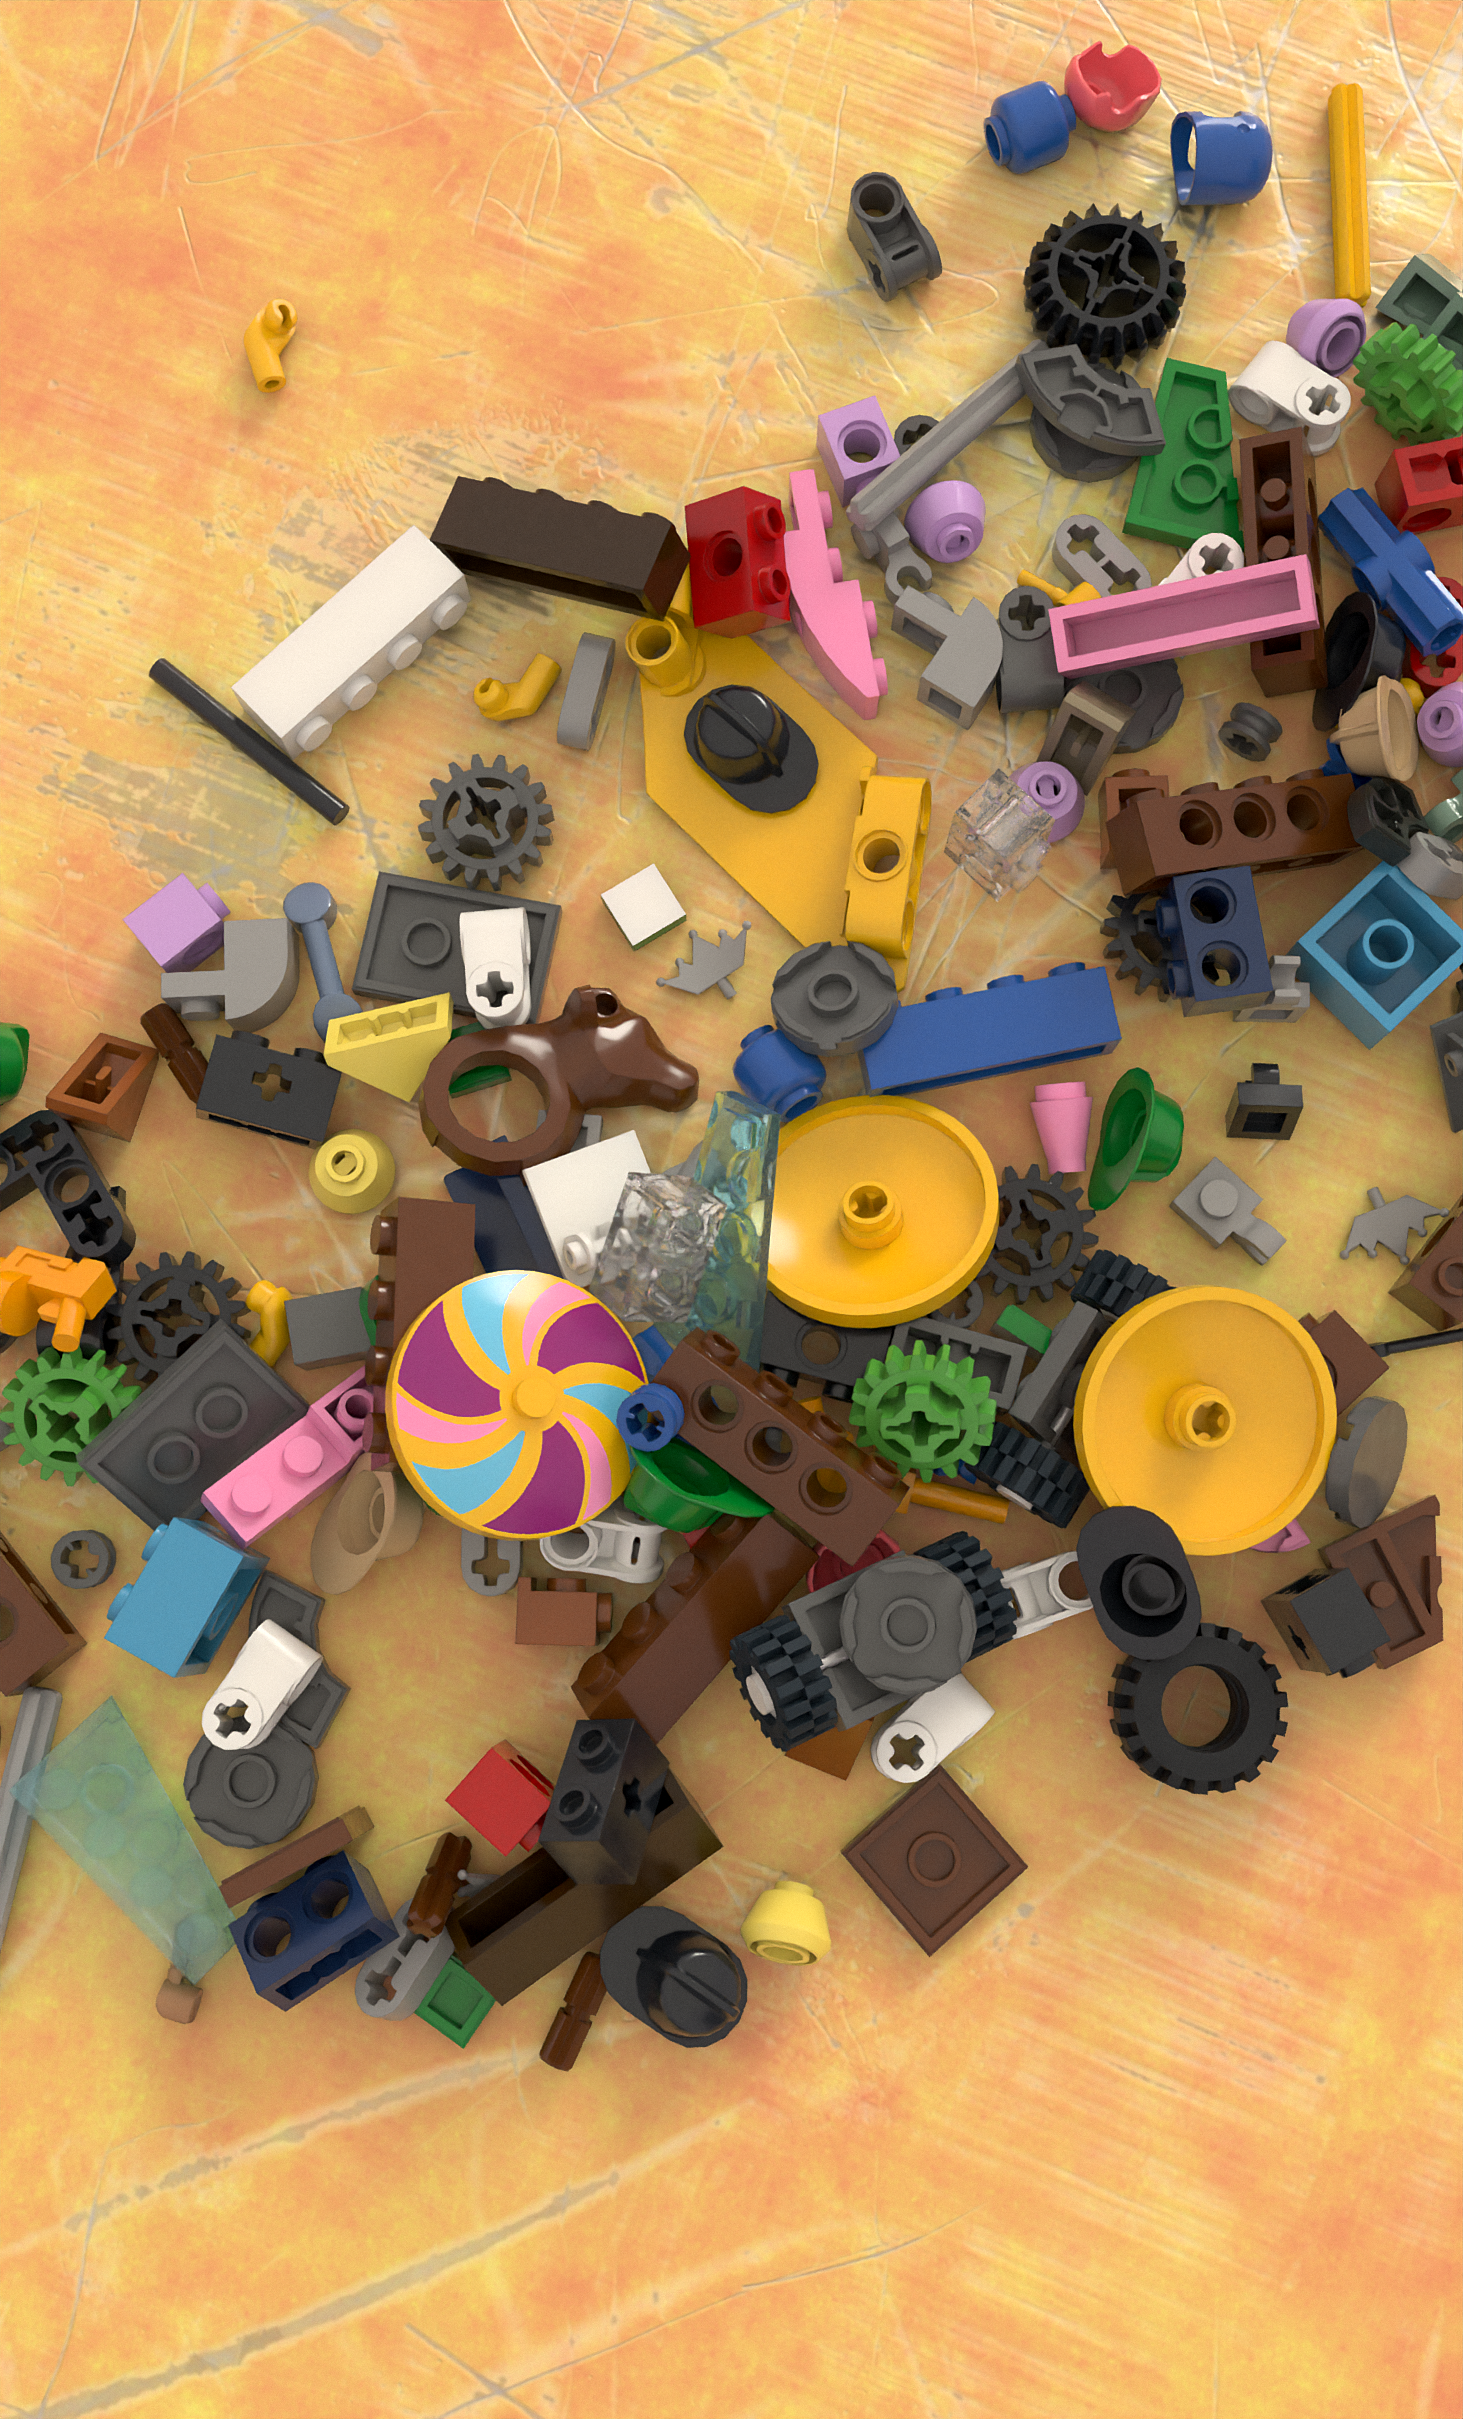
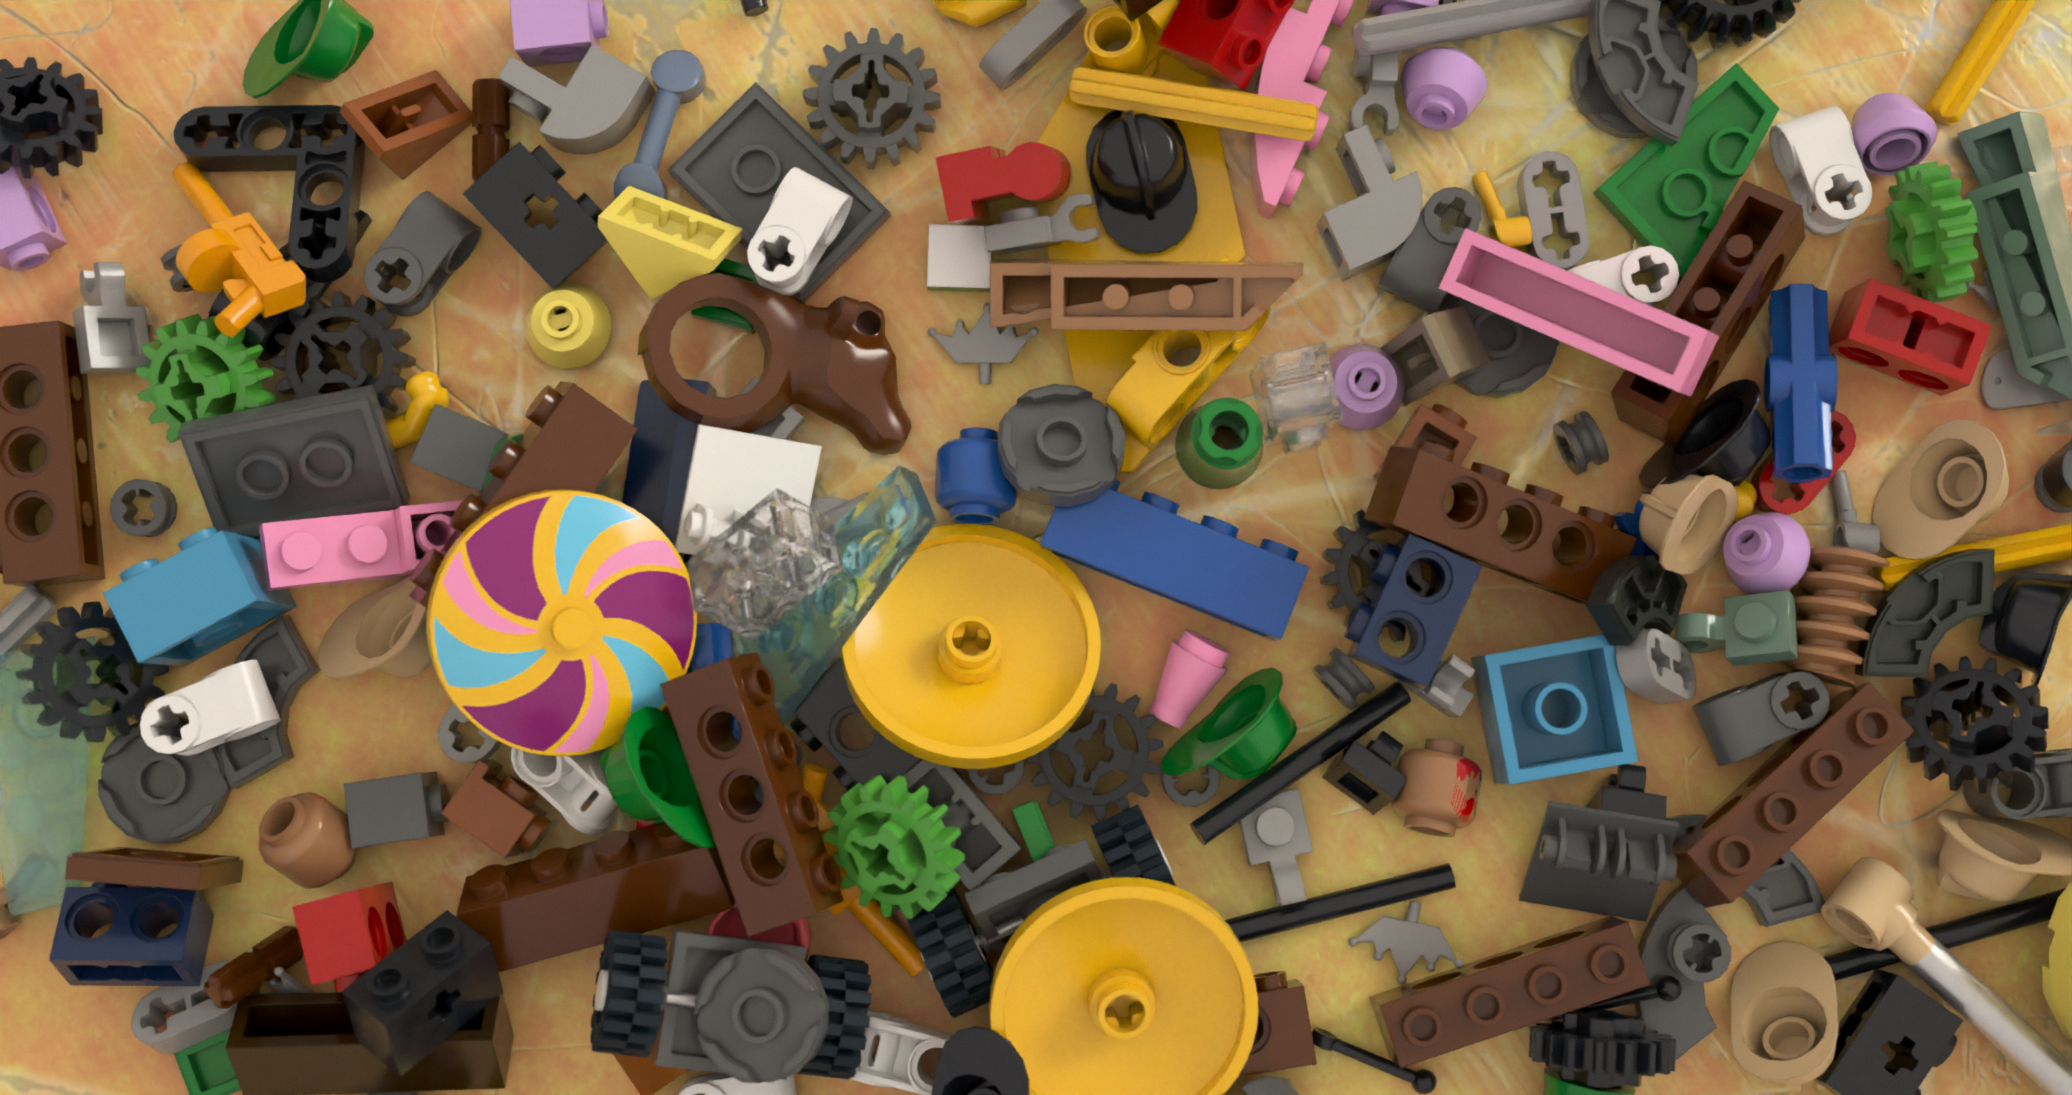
camera: 30 degrees right, 5 degrees up
(107, 1736) = (72, 691): none -> black gear
(188, 1179) = (424, 248): none -> dark grey piece
(413, 1745) = (306, 840): none -> medium nougat head
(472, 1669) = (395, 808): none -> dark grey brick
(628, 818) = (988, 175): none -> red legs
(654, 1398) = (649, 718): blue bush -> none
(687, 846) = (1025, 230): none -> light grey plate
(757, 655) = (1194, 103): none -> yellow axle
(815, 834) = (1136, 293): none -> medium nougat wedge
(956, 932) = (1207, 462): none -> green plant
(1133, 1221) = (1192, 797): none -> dark grey bush
(1191, 1043) = (1343, 678): none -> dark grey bush
(1203, 1134) = (1300, 763): none -> black bar
(1322, 1219) = (1343, 903): none -> black bar
(1332, 1080) = (1439, 788): none -> medium nougat head

